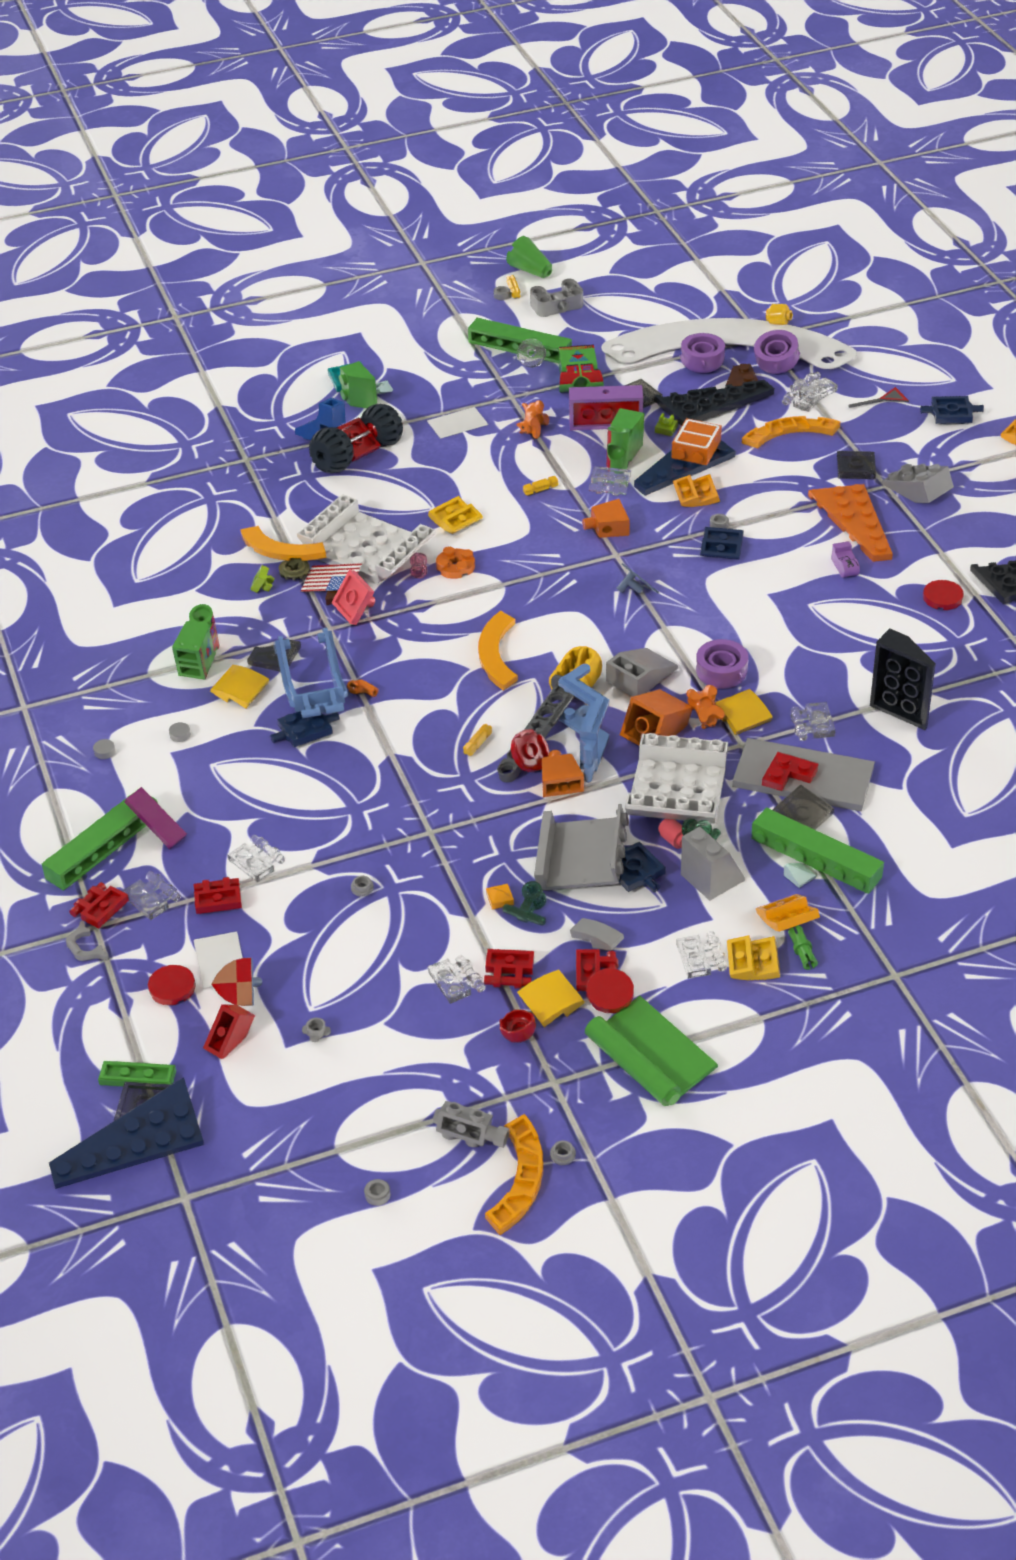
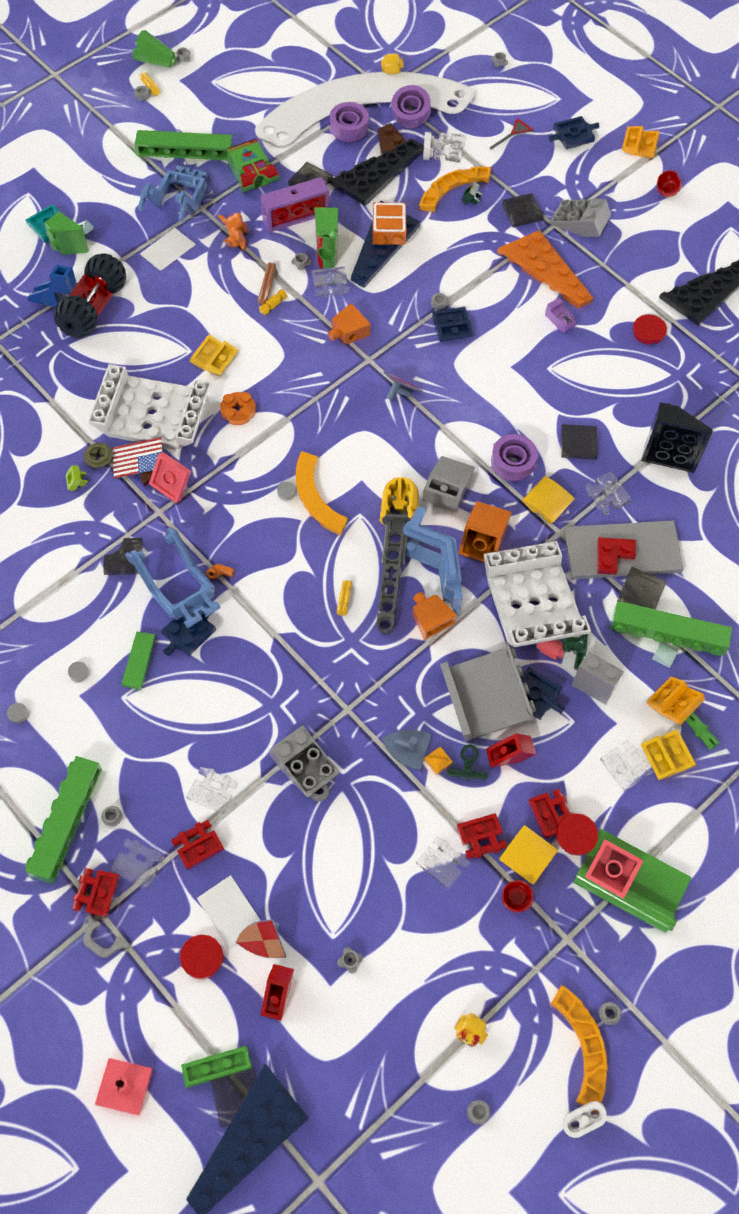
camera: 25 degrees left, 20 degrees up
(40, 1062) = (124, 1086): none -> coral tile
(147, 850) = (111, 810): none -> light grey plate
(155, 818) = (105, 782): magenta tile -> none
(196, 643) = (53, 573): bright green piece -> none
(240, 685) = (109, 603): yellow slope -> none
(242, 738) = (138, 660): none -> bright green tile
(282, 551) = (74, 440): light orange tile -> none
(357, 852) = (303, 761): none -> light grey slope
(406, 1118) = (471, 1029): none -> yellow head
(418, 564) = (208, 421): clear pink bush -> none
(467, 640) = (286, 490): none -> light grey tile
(468, 1125) = (521, 1014): light grey brick -> none
(475, 878) = (408, 747): none -> sand blue shield
(484, 1225) = (586, 1120): none -> white plate
(485, 371) = (183, 177): none -> medium blue piece
(529, 749) = (397, 600): red tile -> none
(538, 355) = (194, 159): clear piece -> none
(543, 468) = (267, 283): none -> nougat axle
(558, 302) = (191, 97): light grey beam -> none
(560, 269) = (183, 54): none -> light grey plate
(581, 903) = (511, 750): none -> red slope
(588, 458) = (301, 261): none -> light grey plate
(600, 934) = (535, 774): light grey slope -> none
(632, 1023) = (614, 869): none -> coral slope
(666, 426) = (350, 208): lime tile -> none
(696, 492) = (406, 273): light orange slope -> none
(705, 706) = (518, 505): orange animal -> none
(778, 389) = (429, 141): none -> white plate
(805, 439) = (471, 194): none -> tile
(806, 672) = (579, 442): none -> clear smoke tile
(817, 388) = (461, 141): clear plate -> none
(902, 333) = (499, 59): none -> light grey plate

